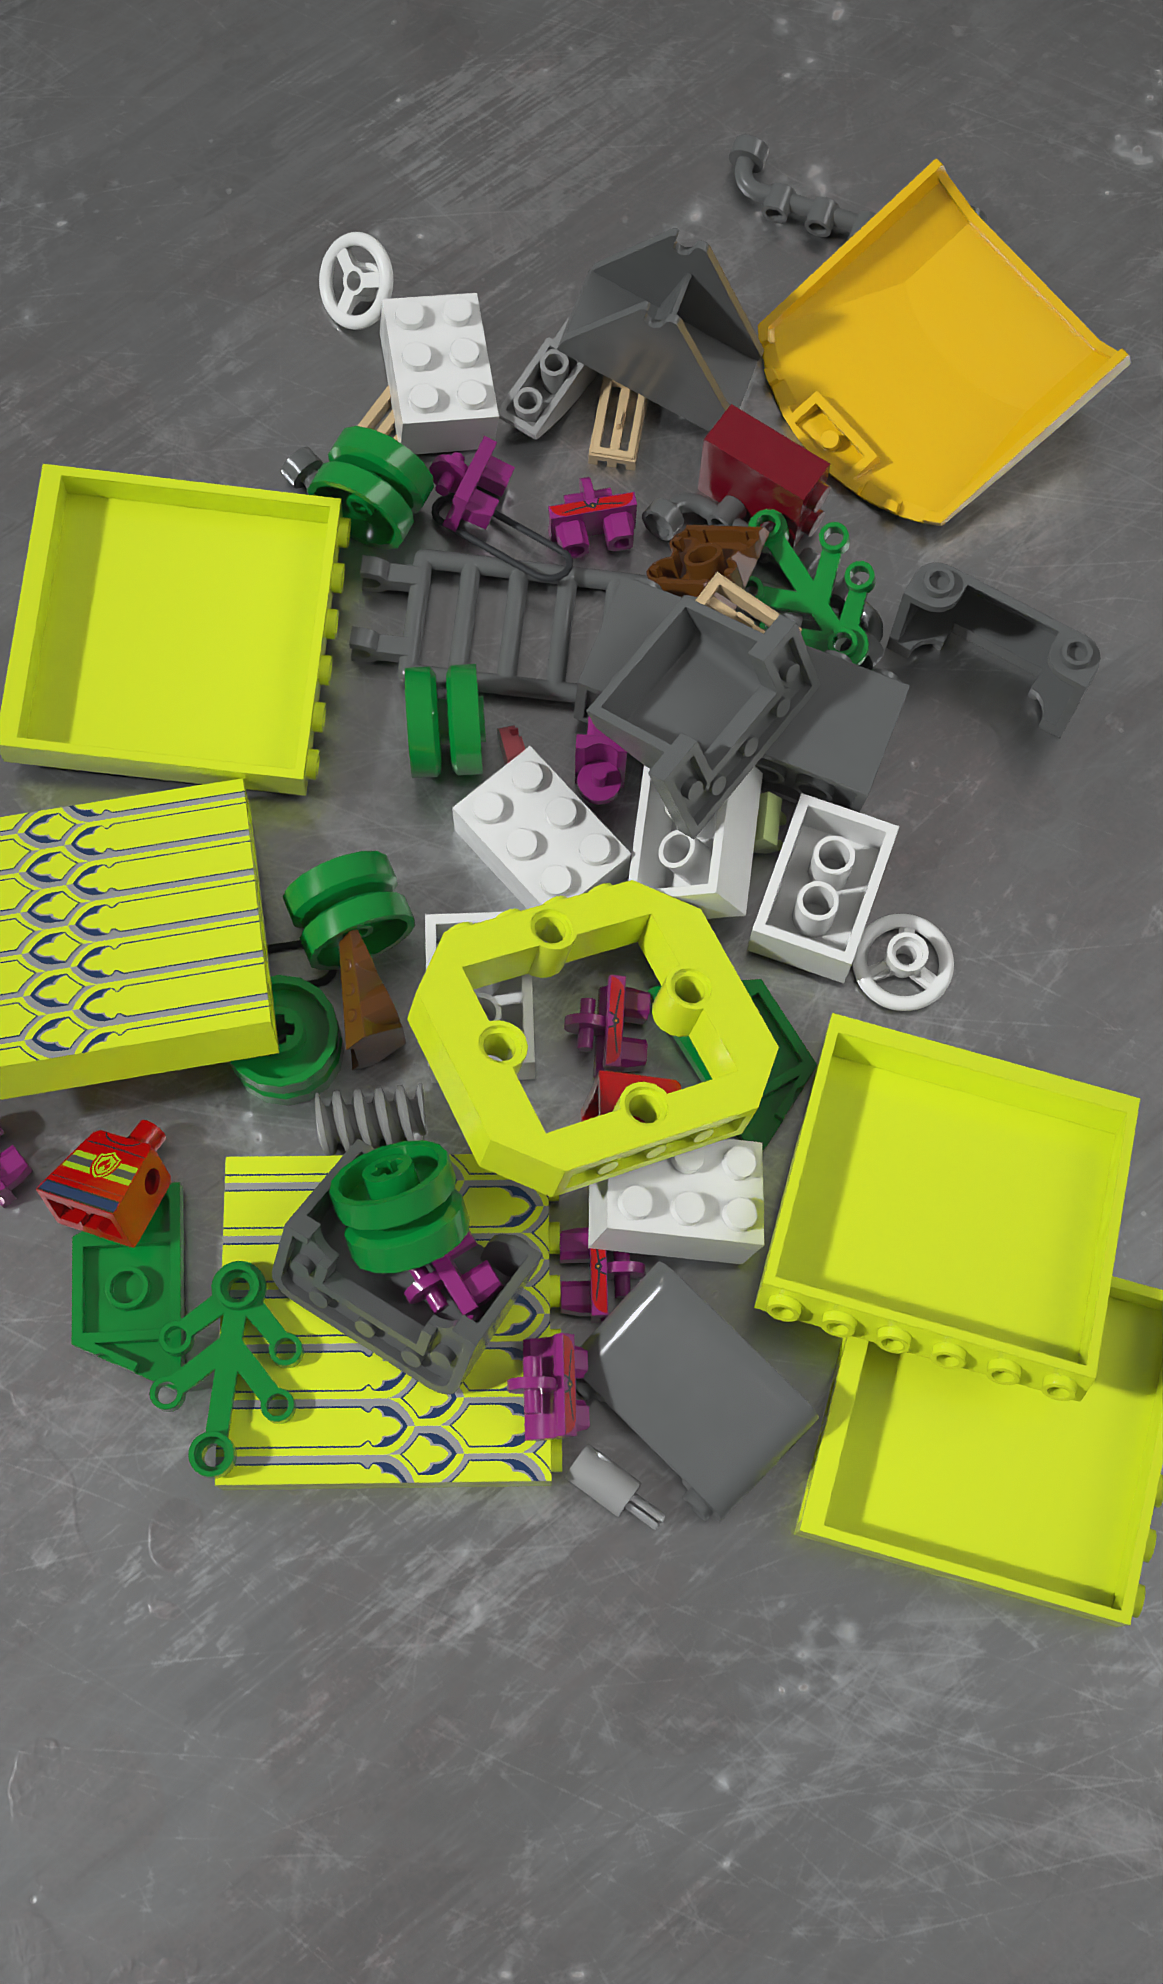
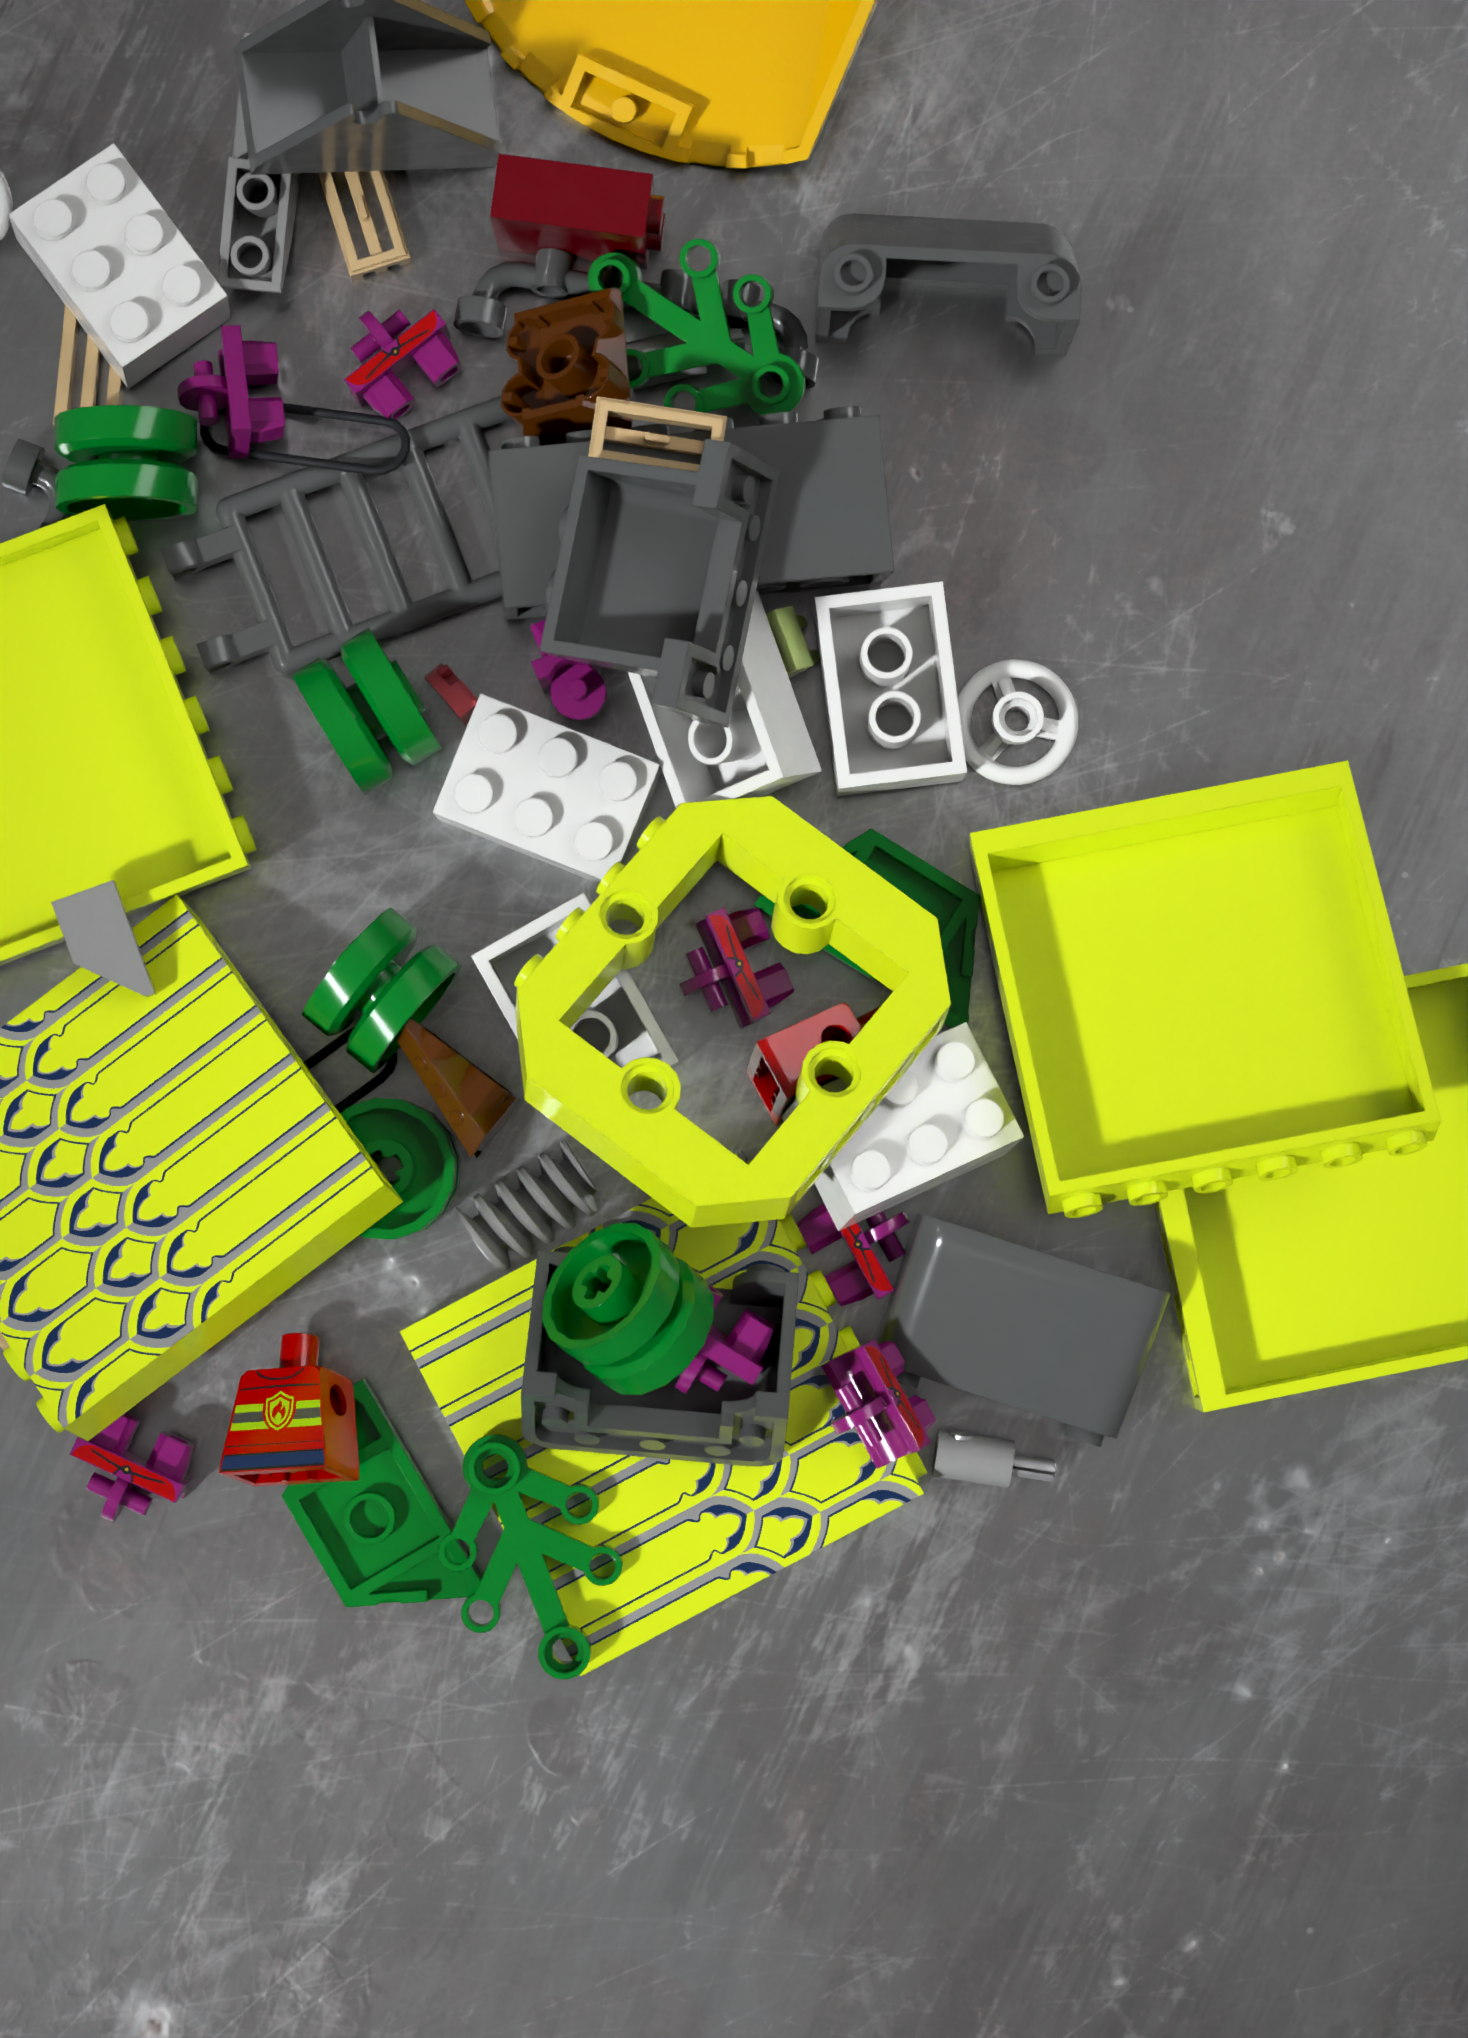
camera: 25 degrees left, 15 degrees up
(174, 771) = (103, 937): none -> light grey tile

